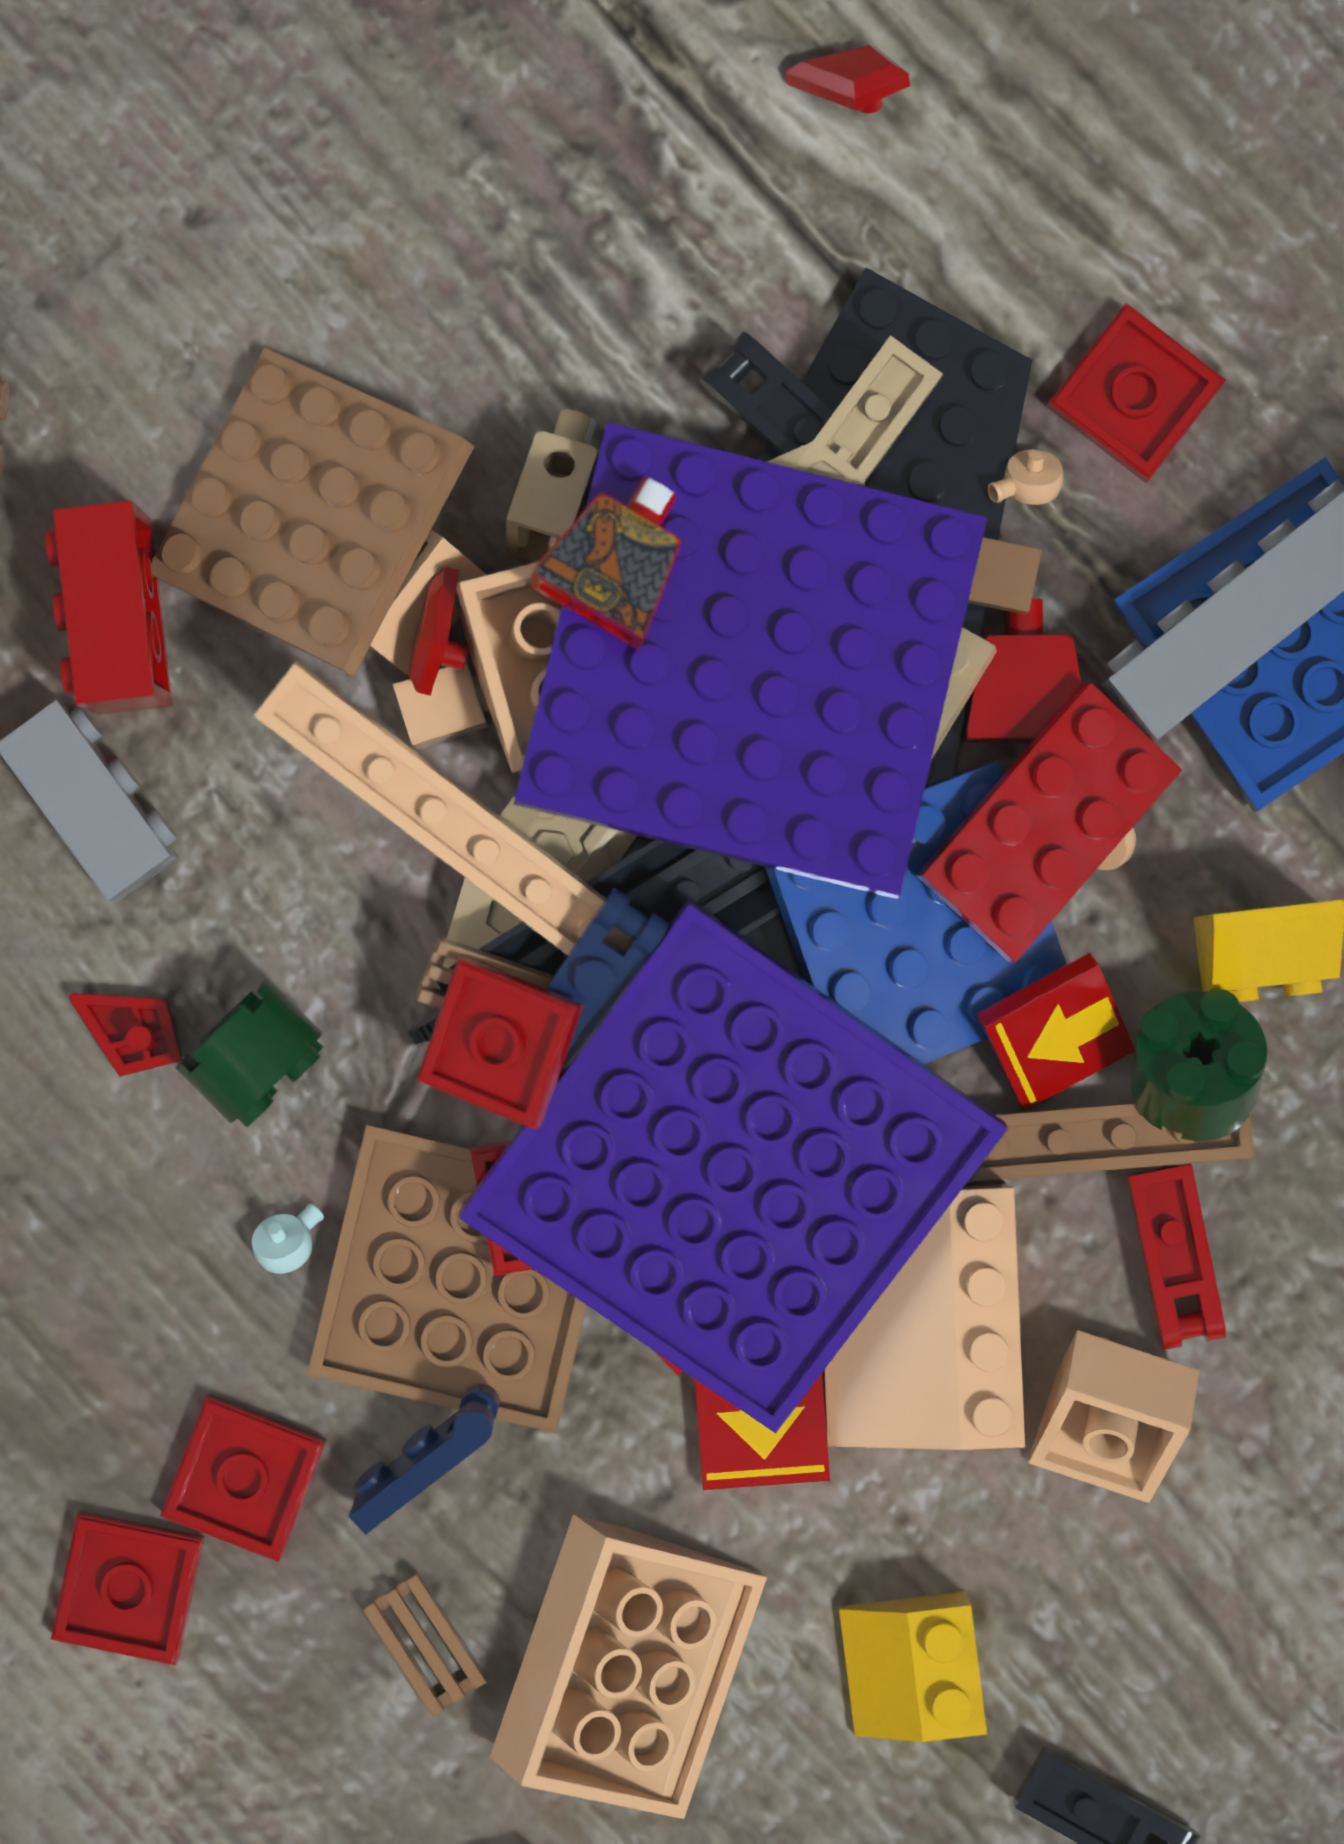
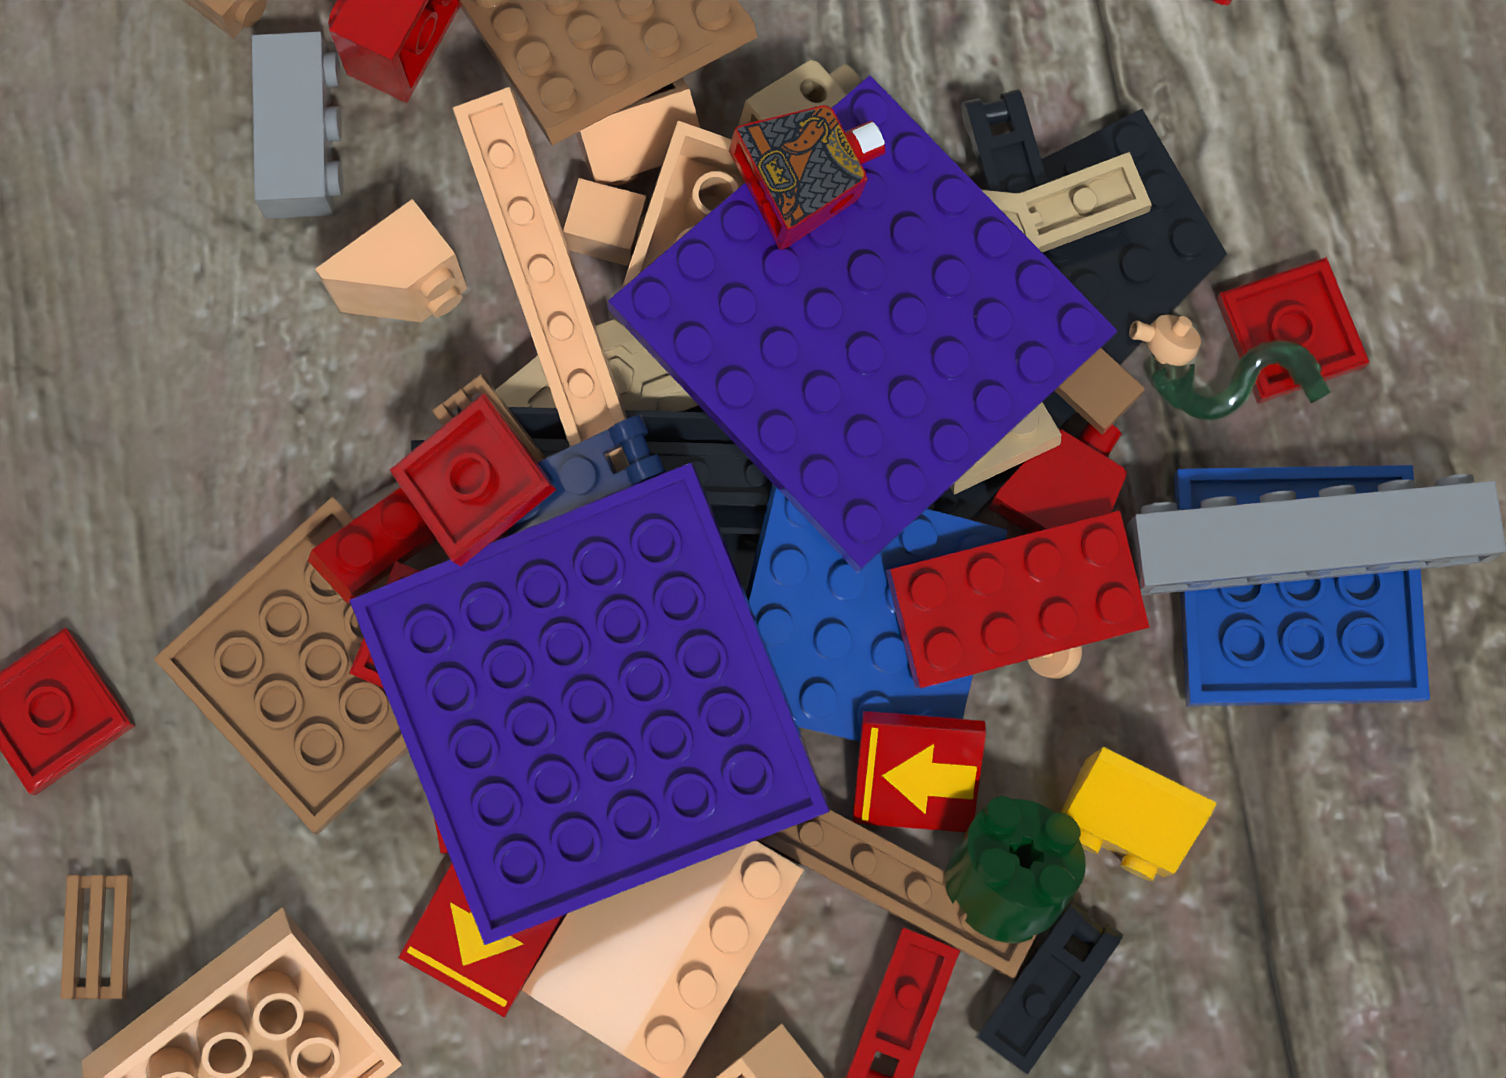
camera: 30 degrees right, 10 degrees down
(130, 1030) = (206, 315): red piece -> none
(251, 1053) = (282, 381): dark green brick -> none
(284, 1240) = (210, 546): light aqua piece -> none
(286, 880) = (396, 270): none -> light nougat slope
(425, 1458) = (198, 781): dark blue plate -> none
(431, 641) = (626, 160): red piece -> none
(434, 1151) = (370, 545): none -> red plate
(1154, 425) = (1288, 354): none -> clear green animal
(1289, 1146) = (1048, 988): none -> black plate

